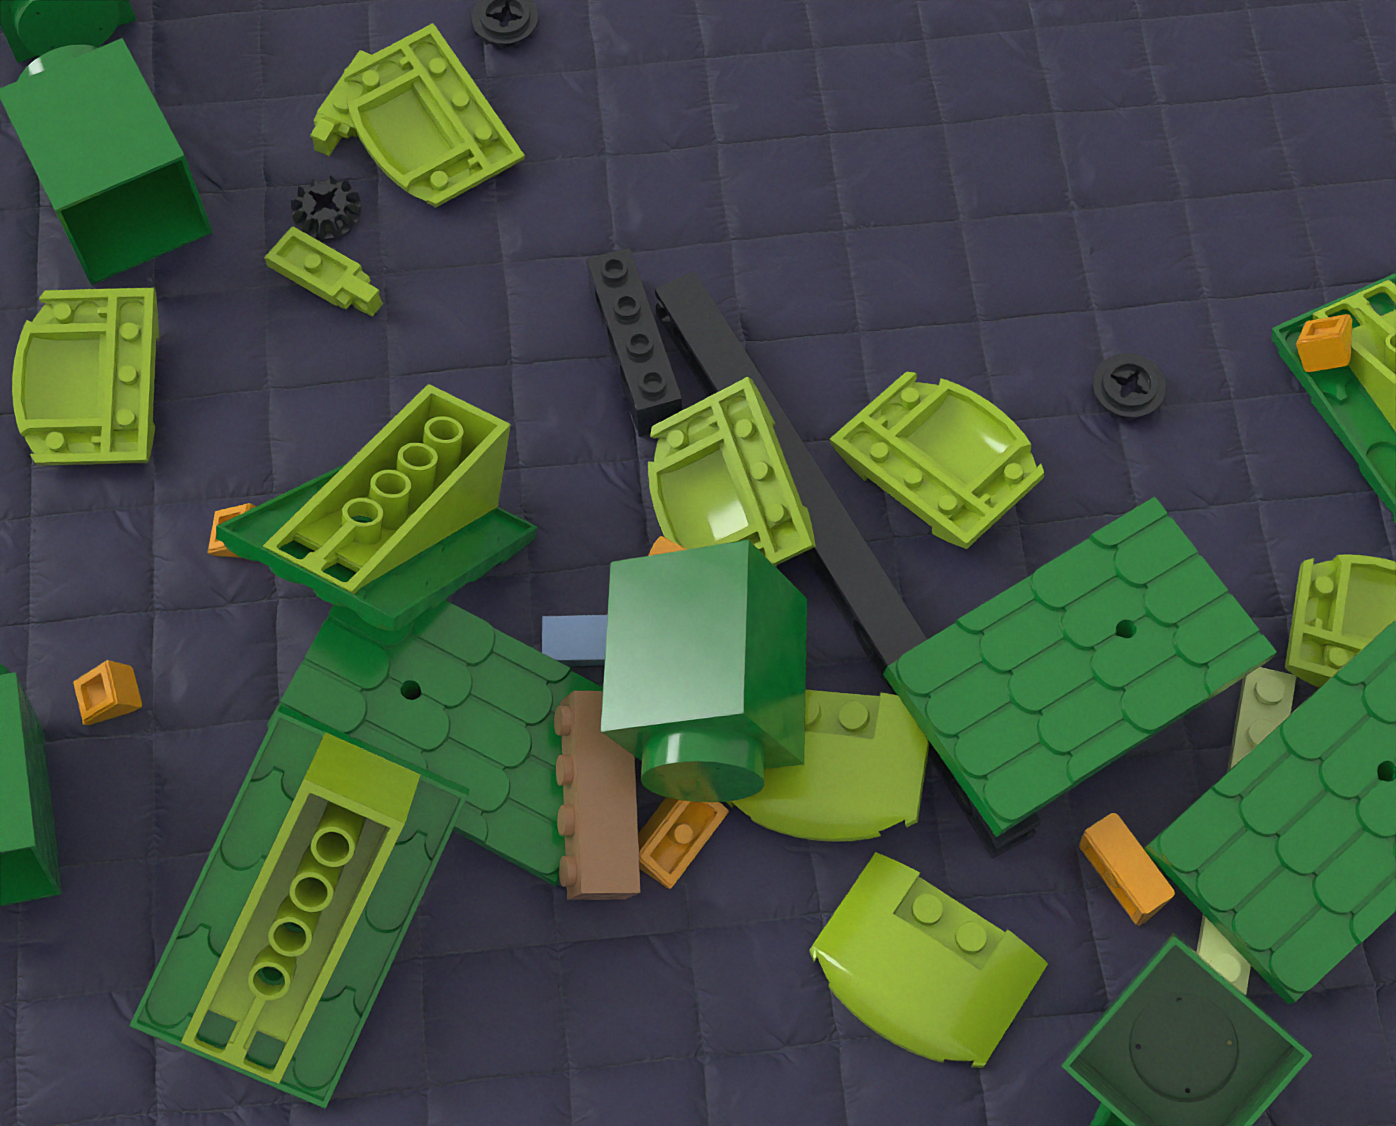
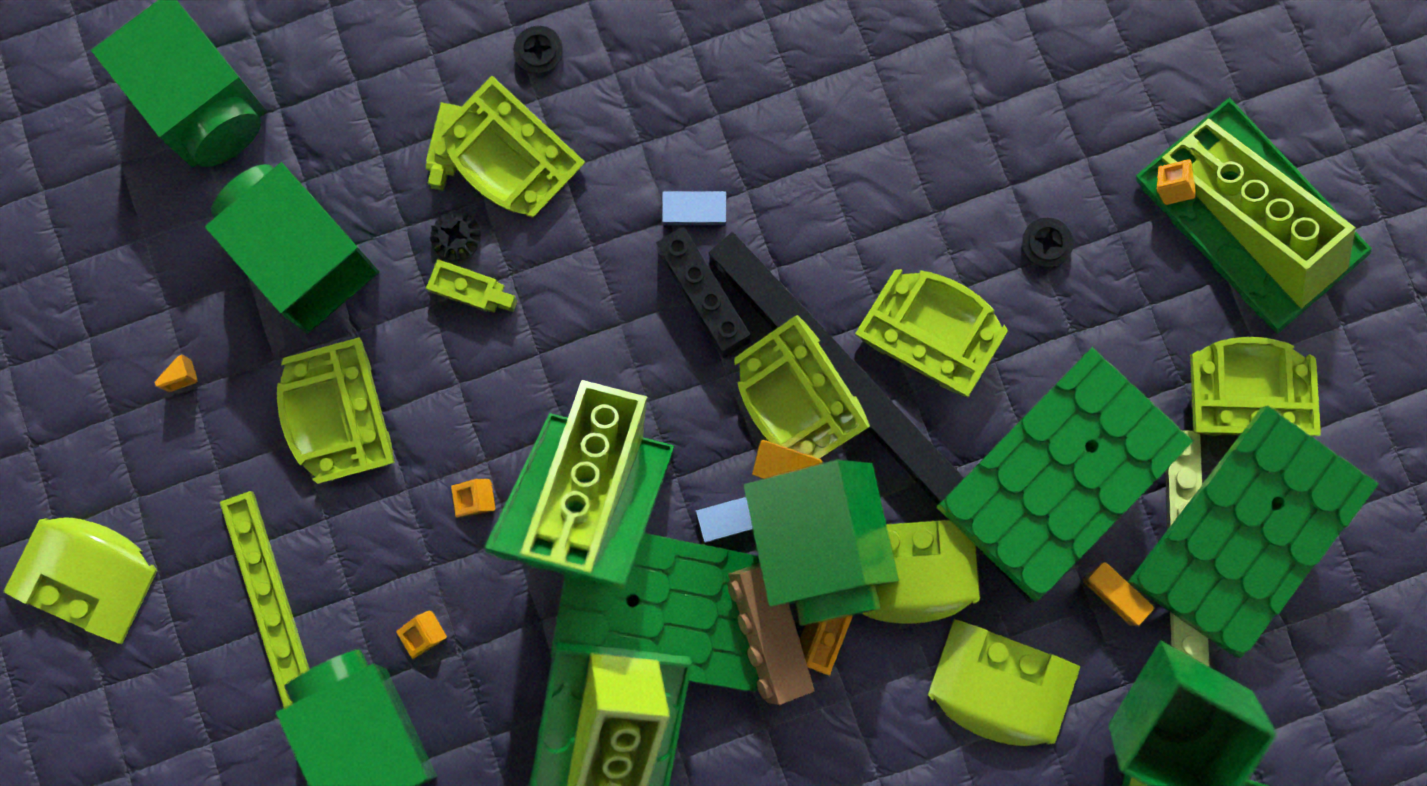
camera: 10 degrees left, 15 degrees up
(655, 242) = (694, 207): none -> light blue tile

